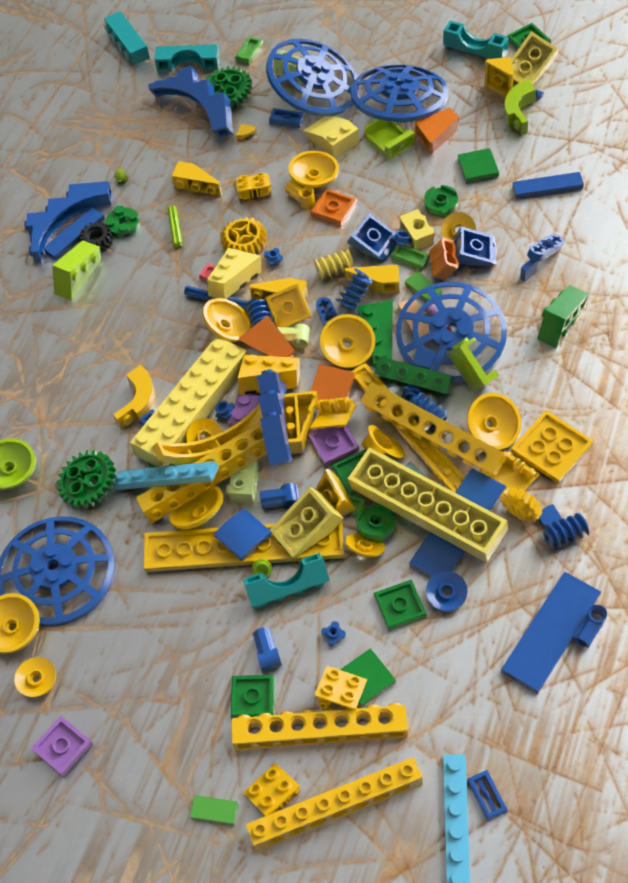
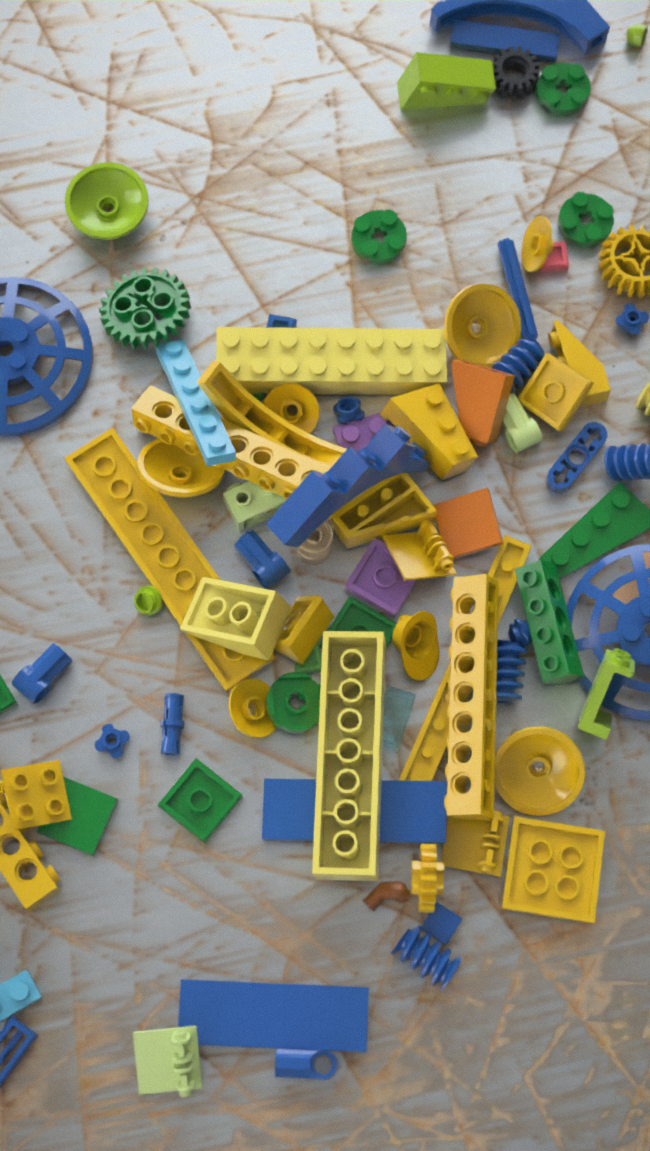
camera: 50 degrees right, 15 degrees up
(134, 337) = (381, 222): none -> green plate
(142, 401) = (302, 299): yellow arch -> none
(174, 226) = (599, 160): lime axle -> none
(198, 272) = (537, 244): none -> yellow dish
(200, 241) = (585, 205): none -> green plate
(232, 272) = (563, 283): light yellow wedge -> none
(242, 534) = (175, 547): blue slope -> none
(291, 470) = (317, 546): none -> tan wheel
(309, 574) = (118, 621): teal arch -> none
(345, 595) = (172, 724): none -> blue pin
(347, 329) = (526, 500): yellow dish -> none
(424, 357) = (583, 620): blue tile -> none
(446, 581) = (233, 847): blue dish -> none
(516, 529) = (387, 890): none -> dark orange arm
(546, 700) = (167, 1060): none -> yellowish green hinge

